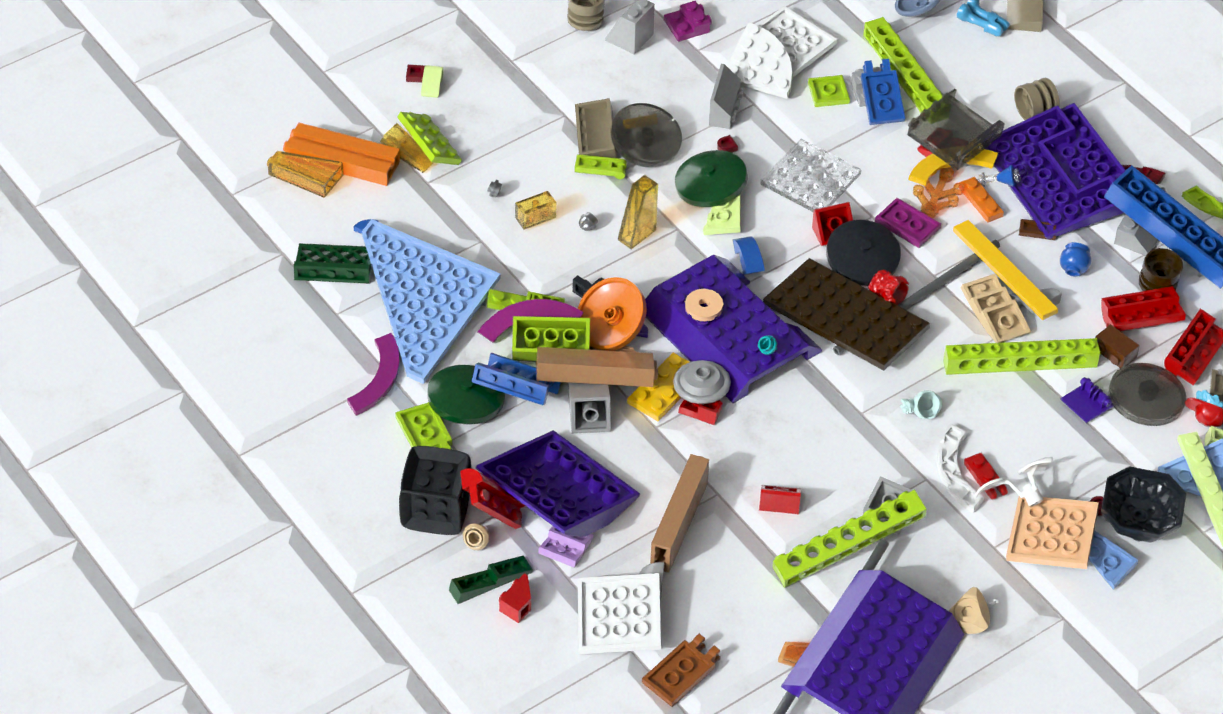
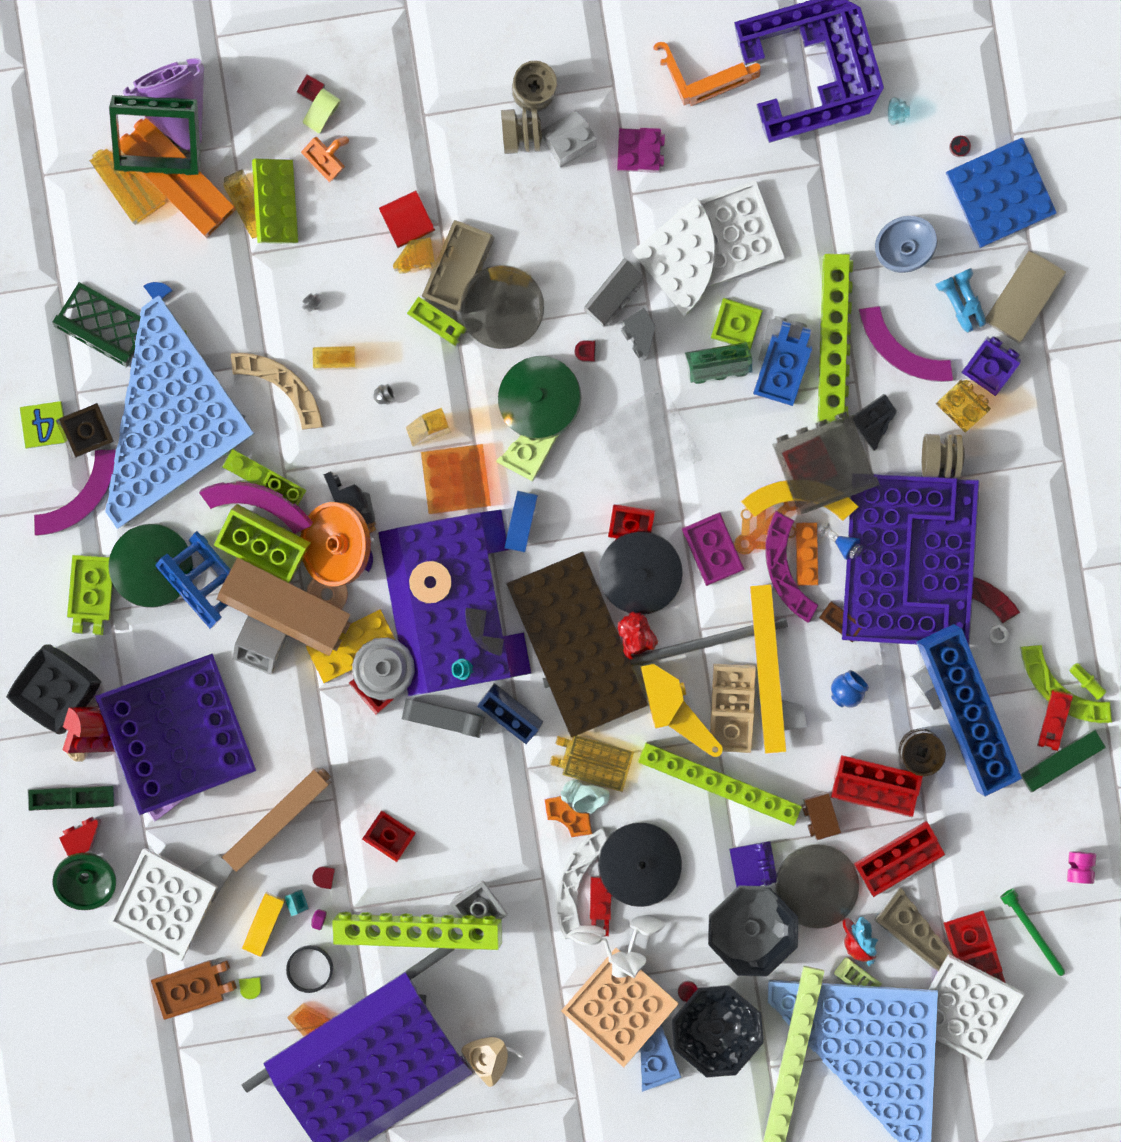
camera: 30 degrees right, 40 degrees up
(284, 120) = (157, 108): none -> dark green window
(314, 100) = (173, 82): none -> medium lavender cone
(321, 341) = (40, 424): none -> lime tile
(360, 323) = (84, 431): none -> dark brown brick
(452, 103) = (324, 158): none -> orange plate
(503, 244) = (284, 379): none -> tan tile
(538, 117) = (406, 219): none -> red slope
(546, 612) = (84, 891): none -> dark green dish
(560, 132) = (415, 254): none -> clear yellow slope
(592, 33) = (520, 130): none -> dark tan wheel
(677, 249) = (455, 479): none -> clear orange plate
(714, 596) = (263, 924): none -> yellow slope
(732, 571) = (296, 902): none -> teal plate
(732, 650) = (250, 987): none -> lime tile
(744, 547) = (323, 877): none -> dark red tile
(759, 575) = (318, 919): none -> magenta tile
(760, 316) = (476, 624): none -> clear smoke brick
(761, 111) = (640, 330): none -> dark grey slope
(771, 632) = (303, 989): none -> black tyre
(775, 399) = (443, 717): none -> dark grey beam
(824, 372) = (510, 713): none -> dark blue brick
(833, 107) = (719, 362): none -> clear green slope
(908, 382) = (594, 762): none -> clear yellow tile
(925, 429) = (576, 822): none -> orange tile
(948, 319) = (669, 708): none -> yellow slope
(960, 66) = (897, 355): none -> magenta tile
(968, 211) = (779, 569): none -> magenta tile
(973, 99) = (874, 420): none -> black wing
(997, 433) = (620, 864): none -> black dish
(1028, 66) = (963, 405): none -> clear yellow plate
(1032, 43) = (992, 365): none -> dark purple plate
(1120, 427) = (753, 931): none -> dark grey rock

